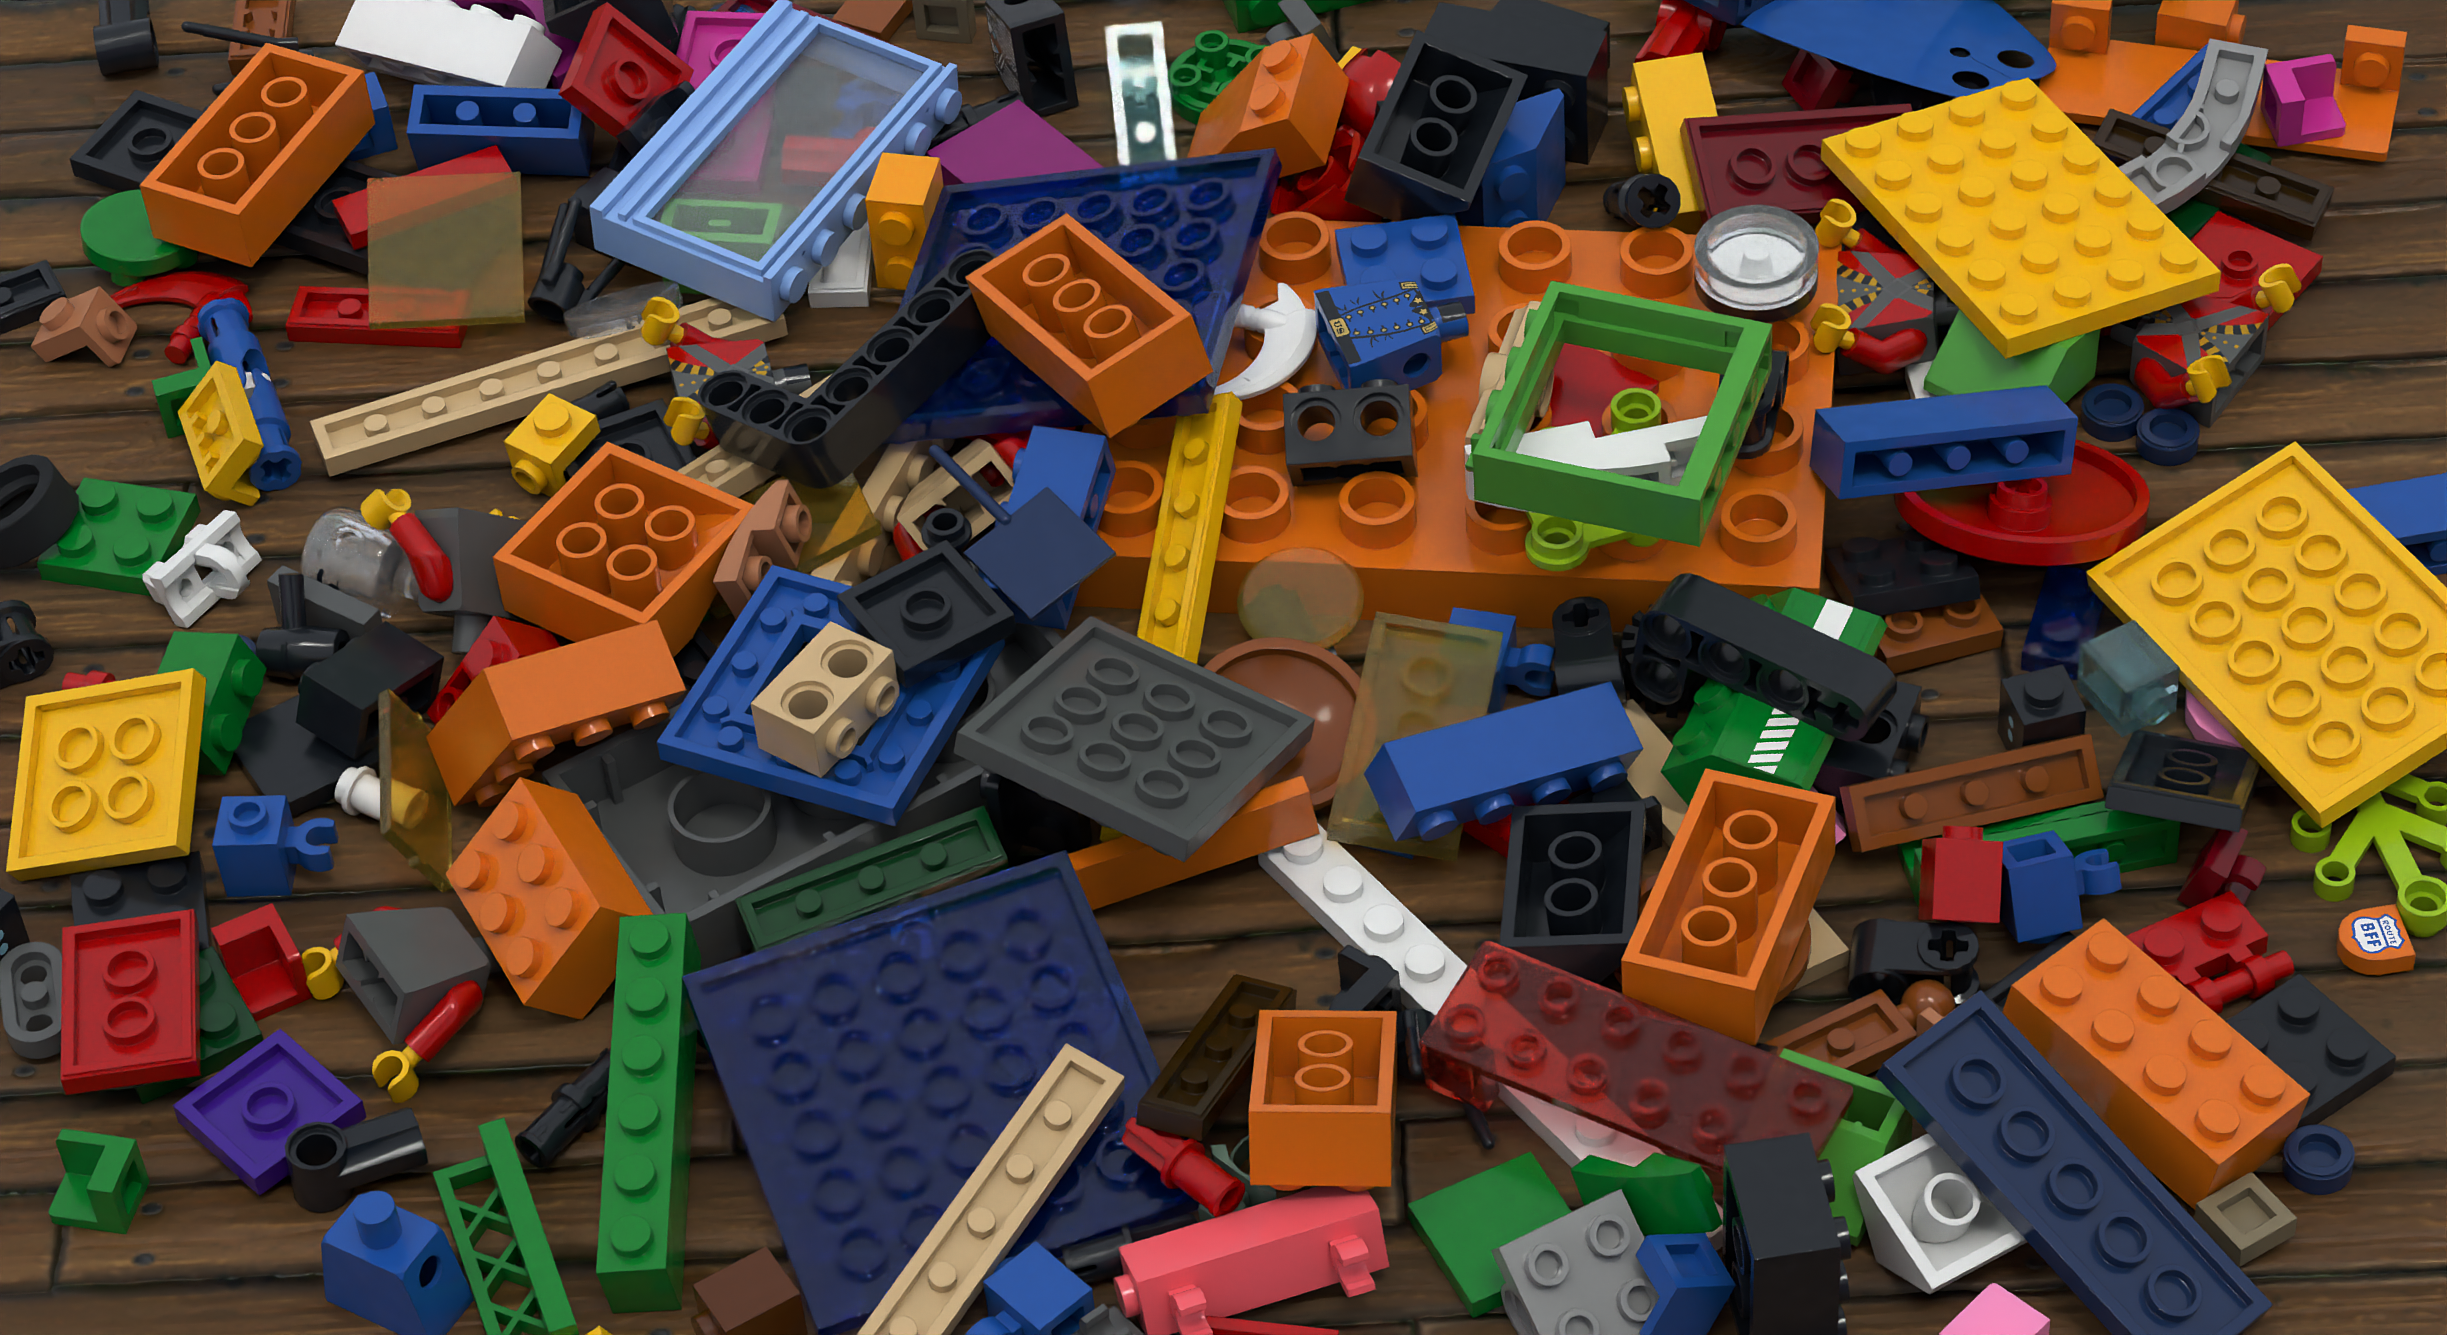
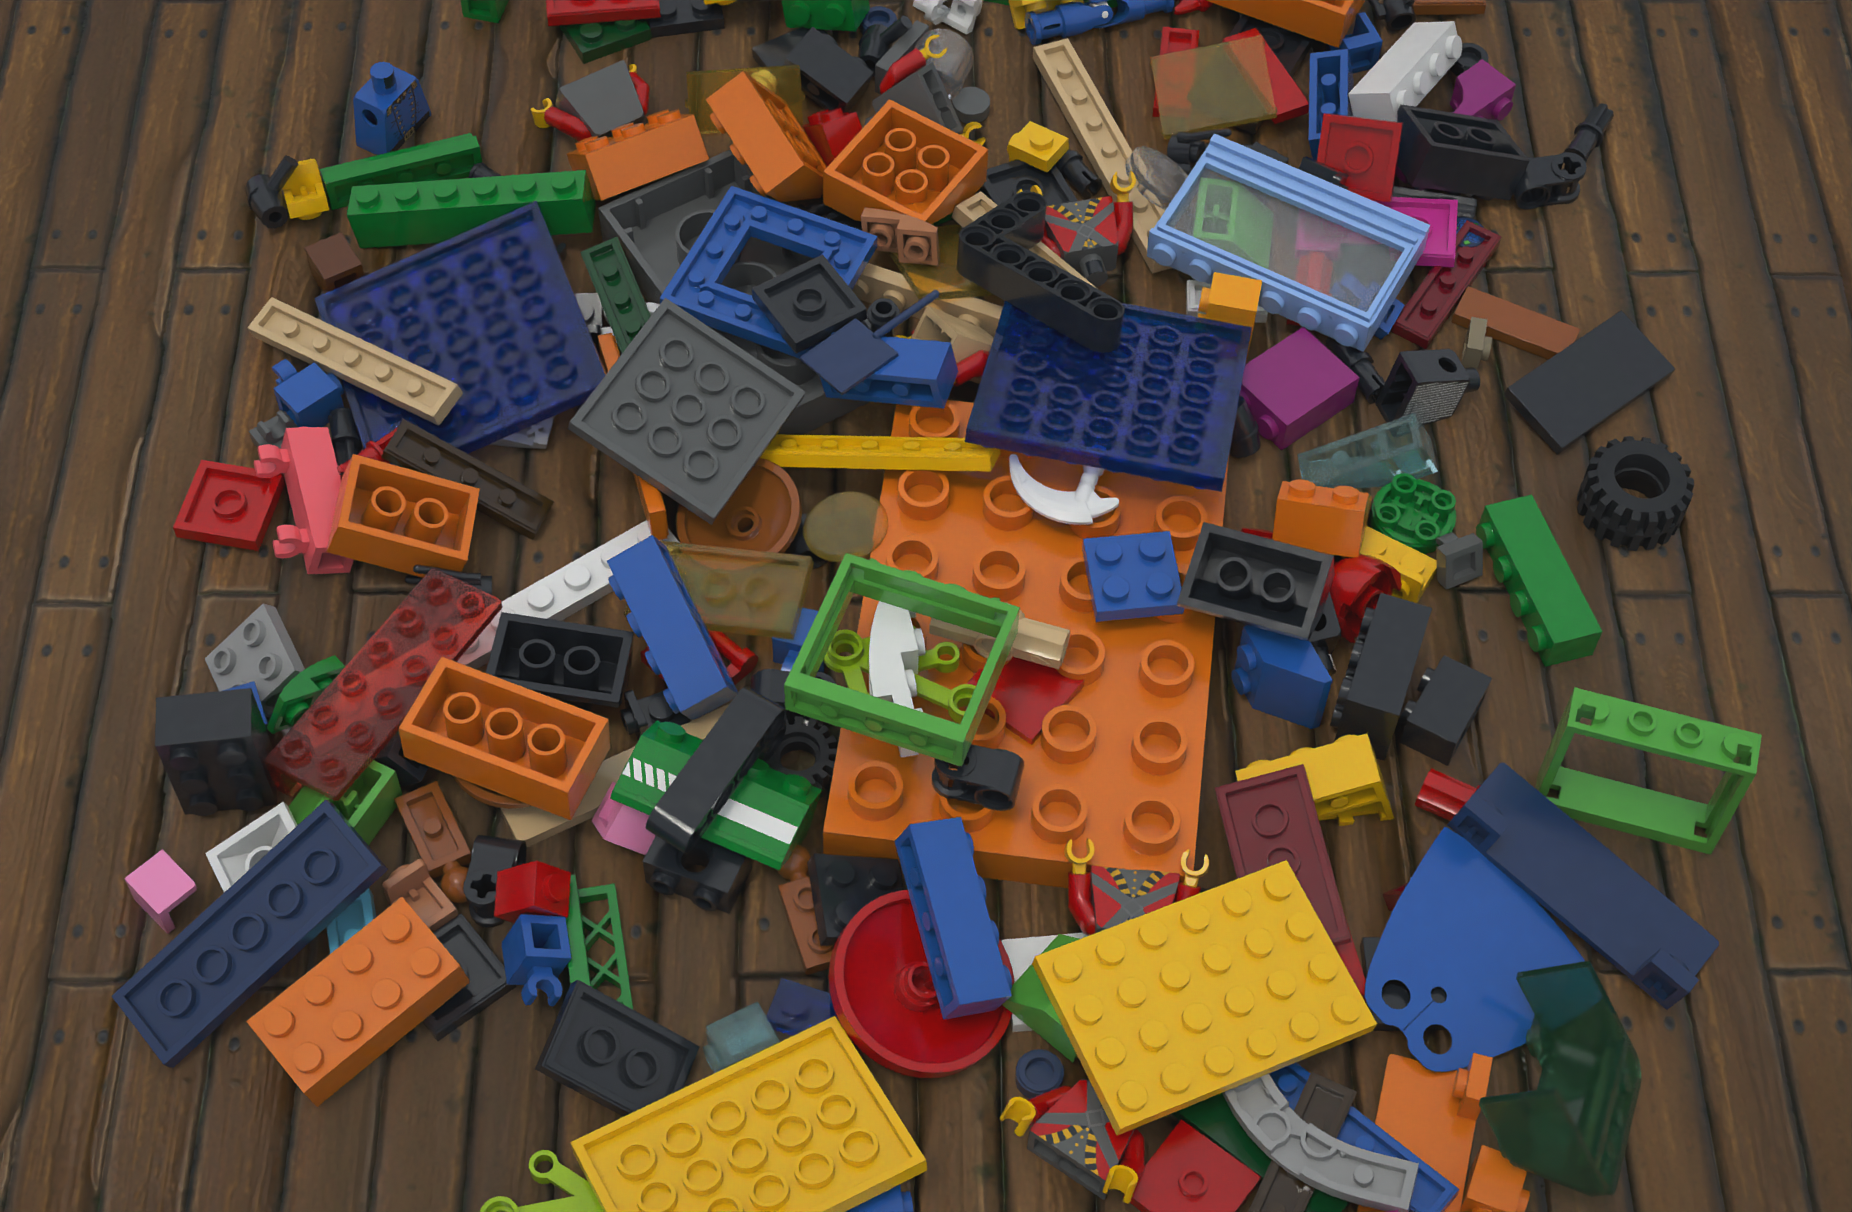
camera: 85 degrees right, 10 degrees up
(259, 1102) = (524, 60): dark purple plate -> none
(261, 845) = (716, 38): blue brick -> none
(262, 961) = (642, 49): red panel -> none
(332, 1161) = (482, 94): black piece -> none
(825, 699) = (735, 251): tan brick -> none
(1089, 324) = (1029, 362): orange brick -> none
(1349, 447) = (962, 535): black brick -> none
(1366, 983) = (508, 566): black bracket -> none
(1385, 332) = (1048, 552): blue torso -> none
(1482, 1214) = (327, 626): green tile -> none
(1646, 192) = (1224, 739): black pin -> none
(1756, 263) = (1114, 787): clear piece -> none
(1971, 792) = (636, 924): dark orange plate -> none
(2039, 708) = (703, 977): black brick -> none
(2167, 436) = (997, 1104): dark blue tile -> none
(2209, 941) = (493, 1061): red plate -> none
(2221, 869) = (545, 1089): dark red tile -> none
(2245, 1219) = (240, 1059): dark tan plate -> none
(2315, 1046) = (383, 1116): black plate -> none
(2318, 1159) = (291, 1118): dark blue tile -> none
(2375, 942) = (476, 1182): orange tile -> none

